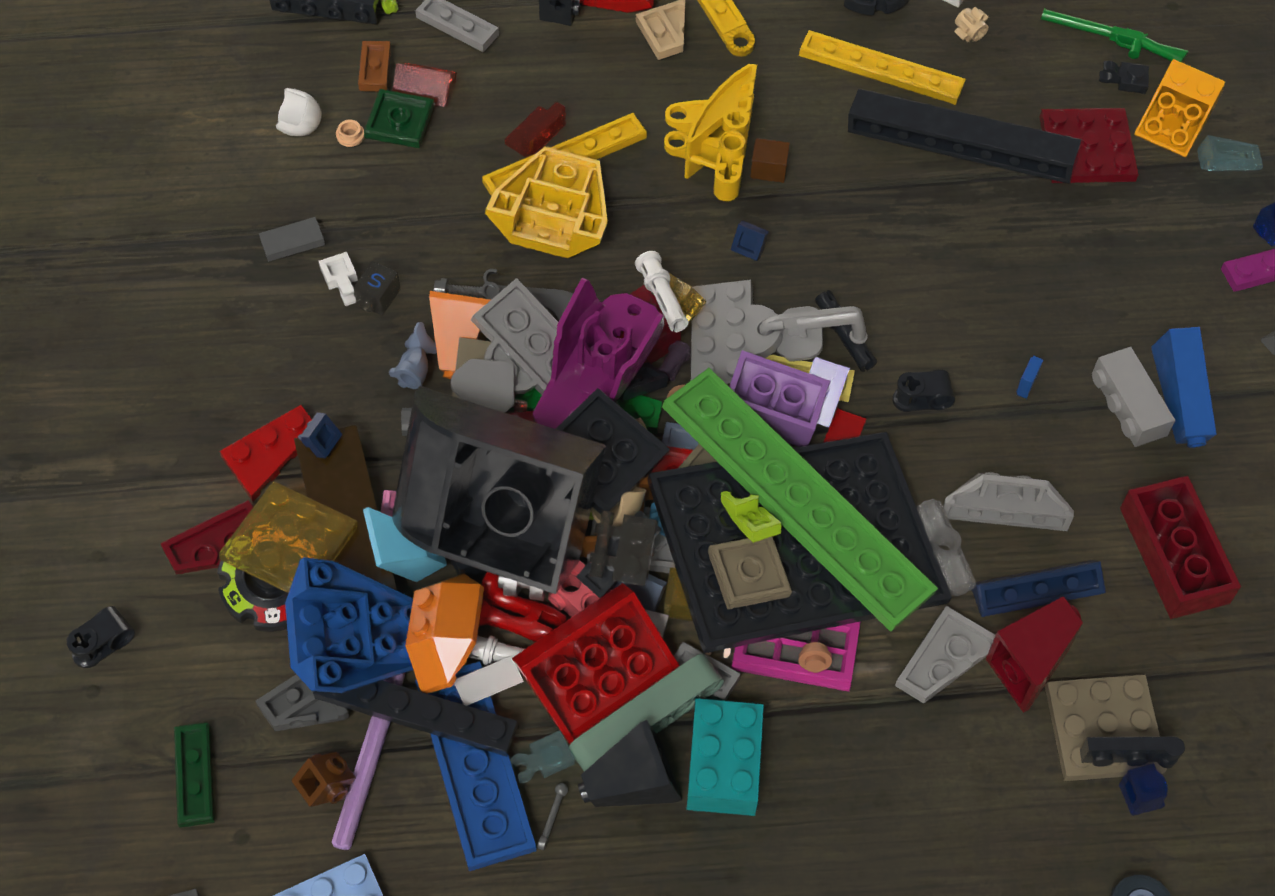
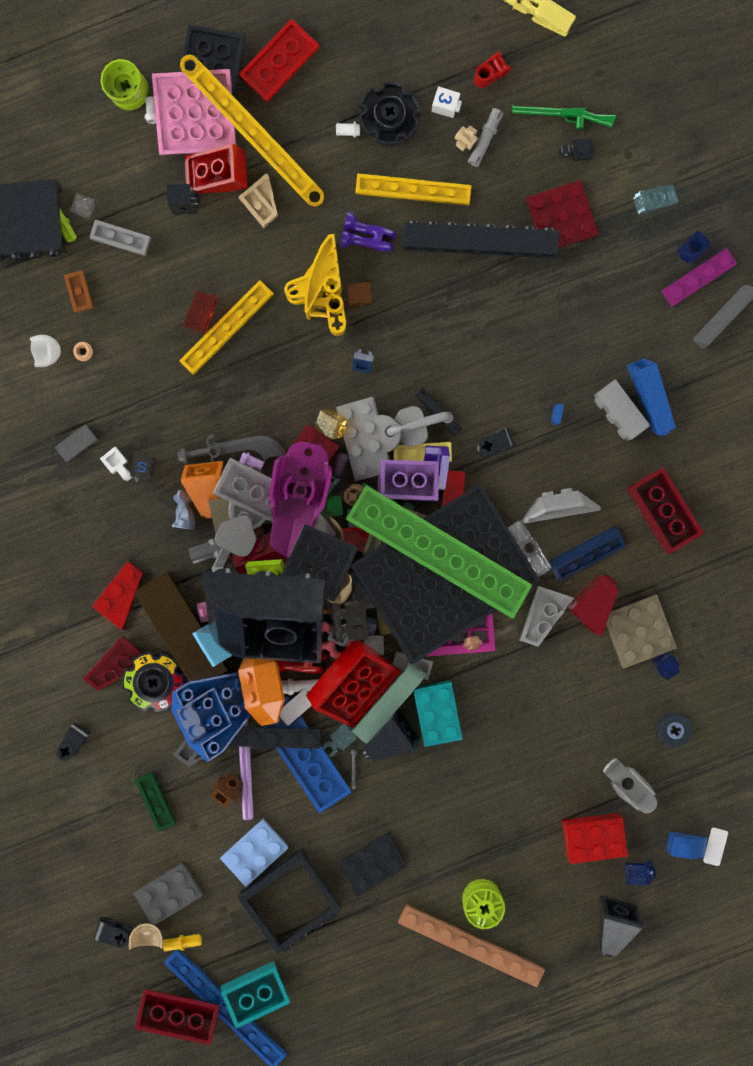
camera: 20 degrees left, 30 degrees up
(283, 531) = (156, 661): clear yellow plate -> none
(320, 435) = (149, 591): dark blue tile -> none
(399, 118) = (110, 330): dark green plate -> none
(424, 81) = (115, 295): clear red panel -> none
(552, 204) = (232, 372): yellow wedge -> none
(658, 281) = (316, 422): white pin -> none
(749, 572) = (424, 609): dark tan tile -> none
(750, 518) = (417, 576): lime slope -> none
(811, 101) = (377, 232): none -> dark purple piece
(1004, 26) = (489, 130): none -> light grey pin
(1133, 750) = (657, 651): black plate -> none
(1180, 108) = (617, 171): light orange slope -> none

